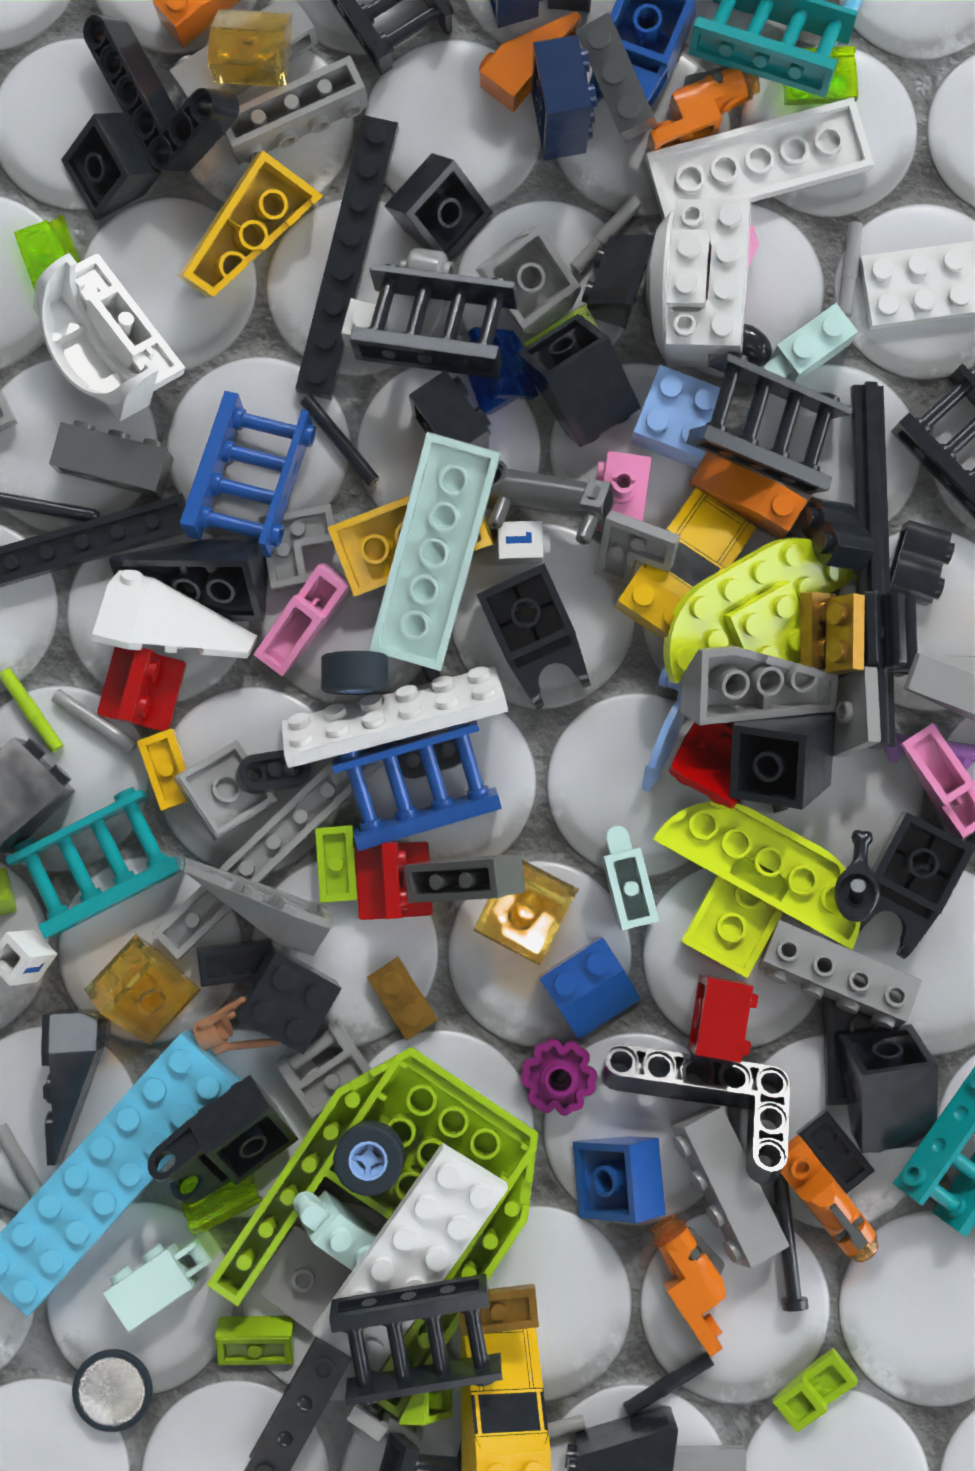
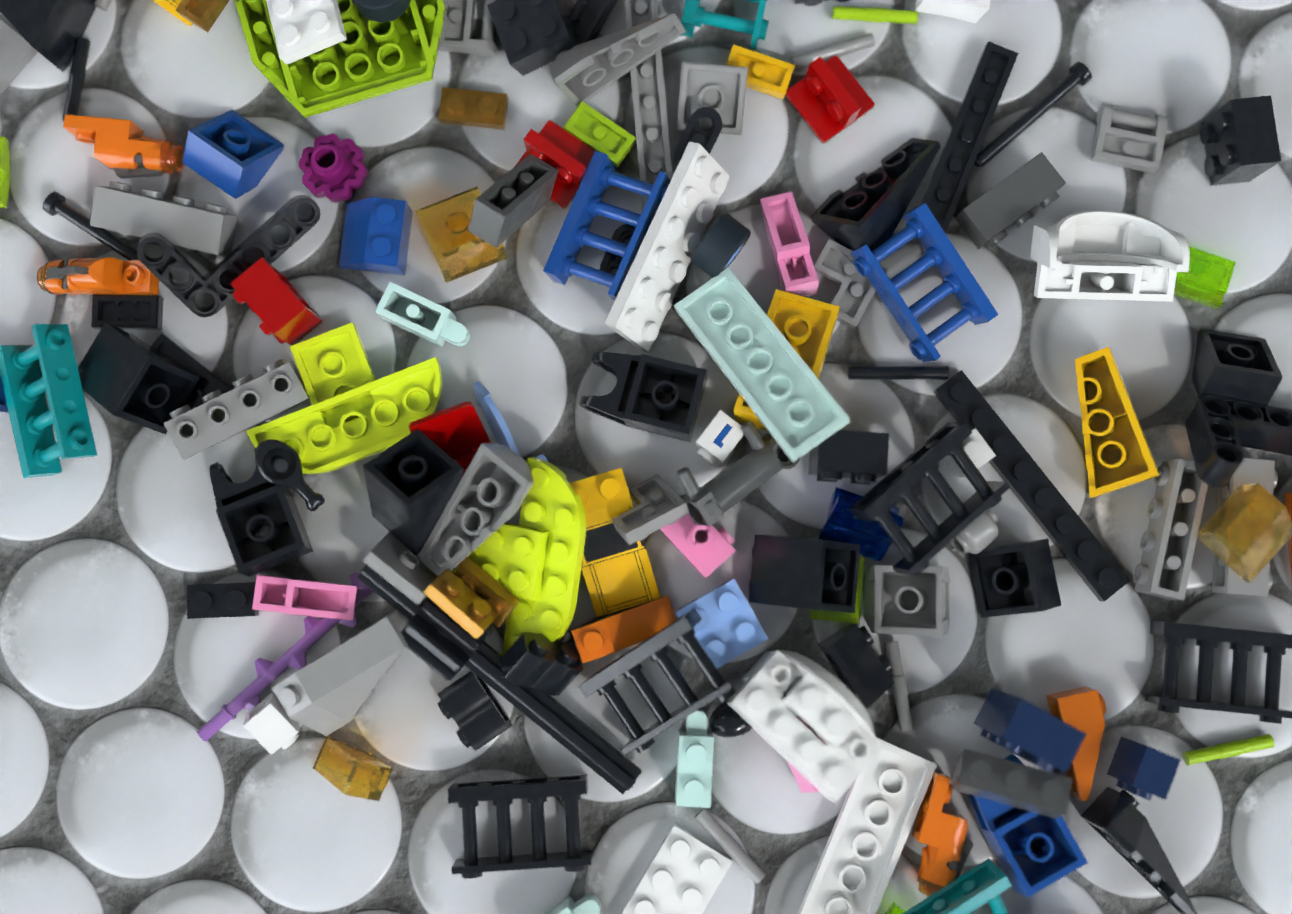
camera: 125 degrees right, 0 degrees up
(152, 613) = (873, 141): white wedge -> none

